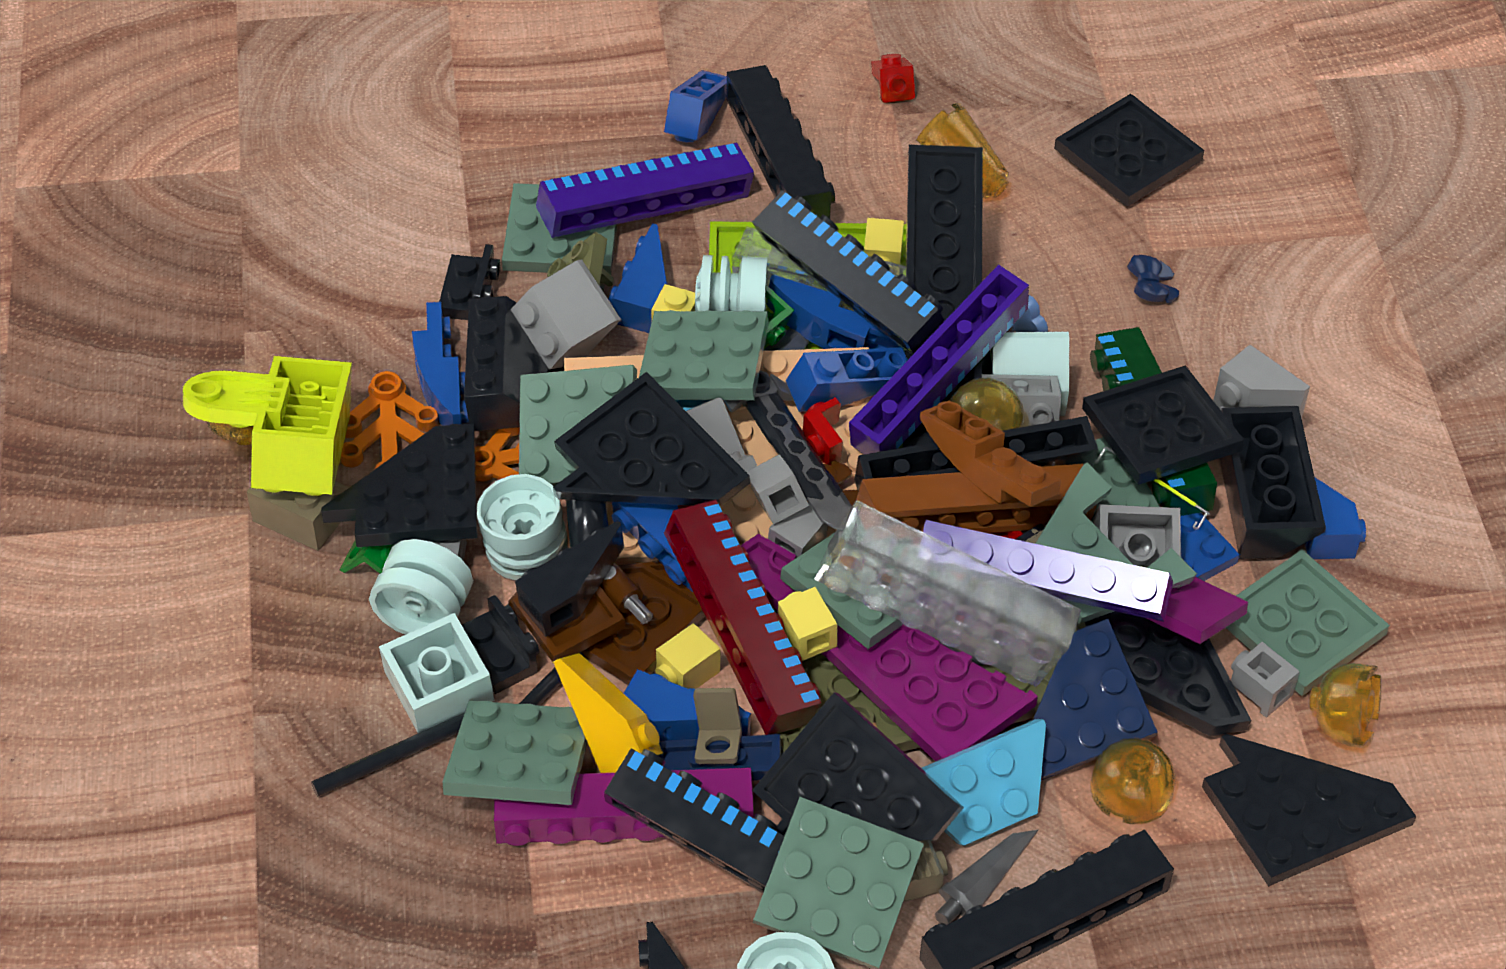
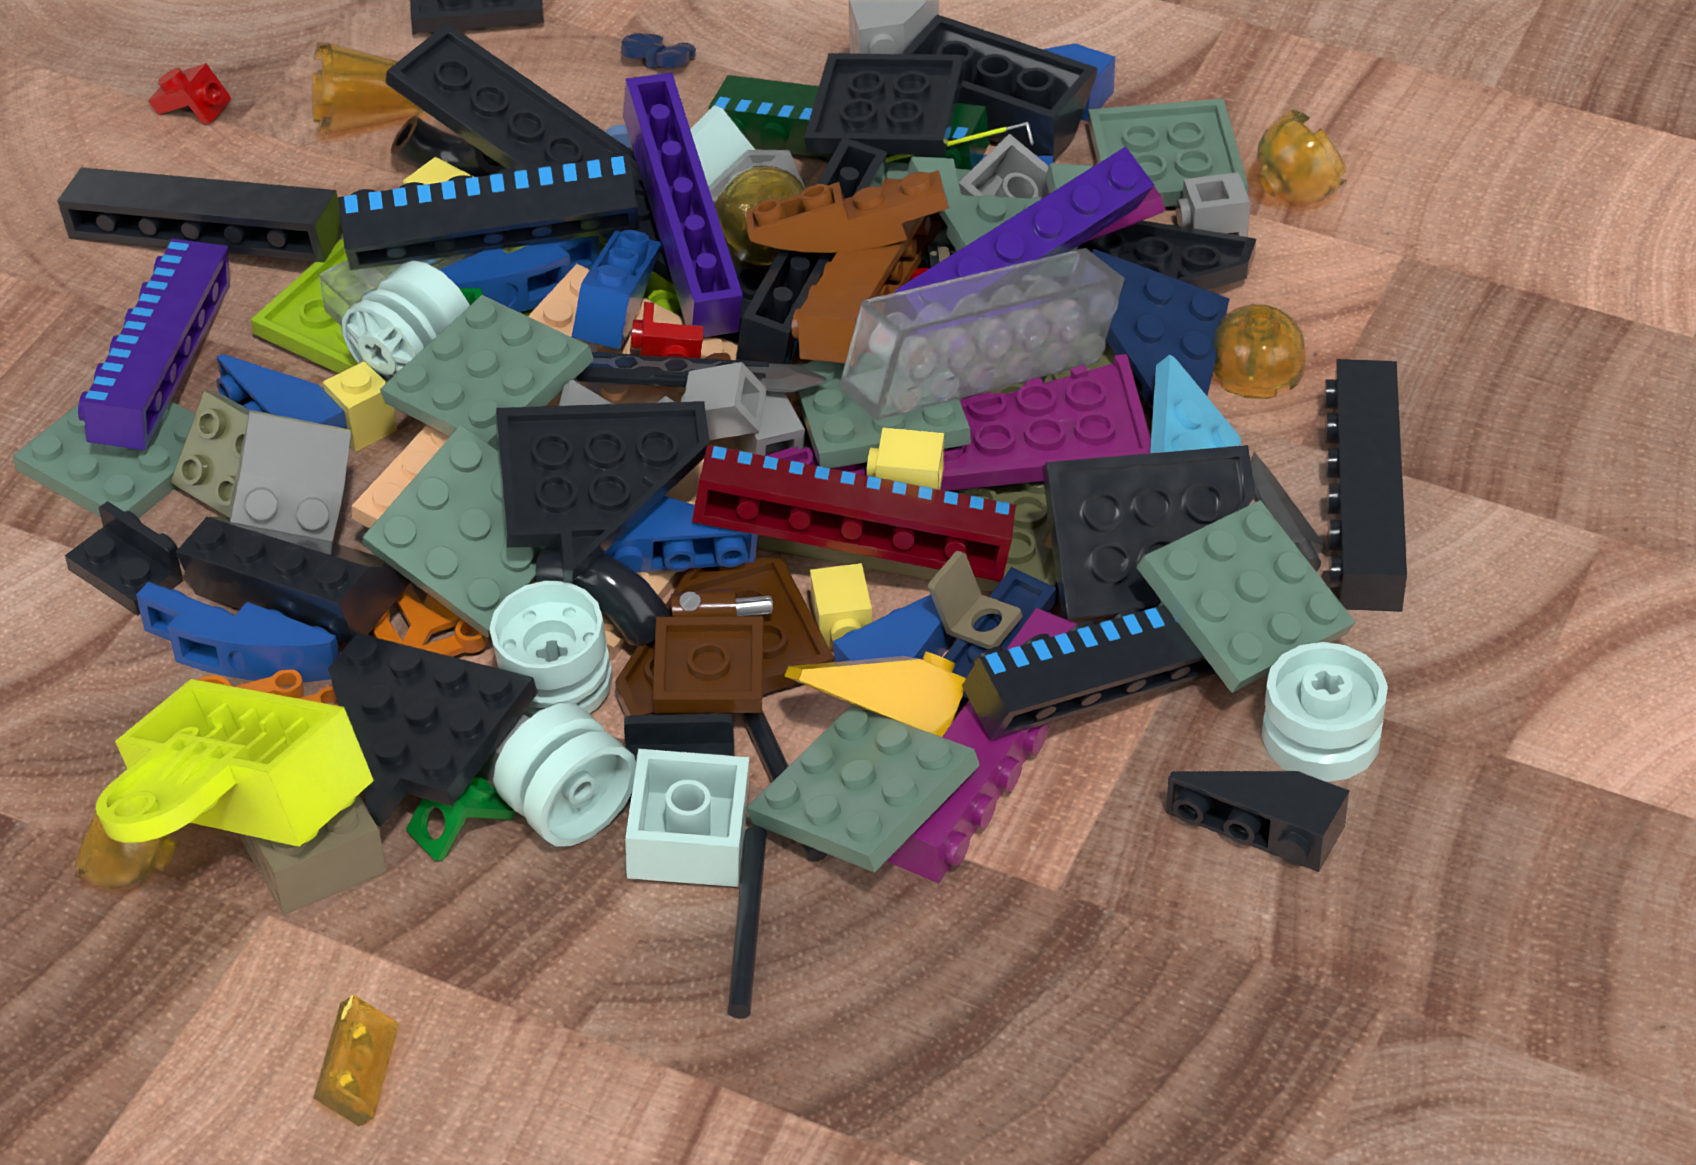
camera: 55 degrees left, 5 degrees down
(150, 615) = (356, 1060): none -> clear yellow plate
(565, 585) = (692, 628): black slope -> none
(695, 106) = (67, 255): blue slope -> none
(1298, 809) = (1367, 265): black wing -> none

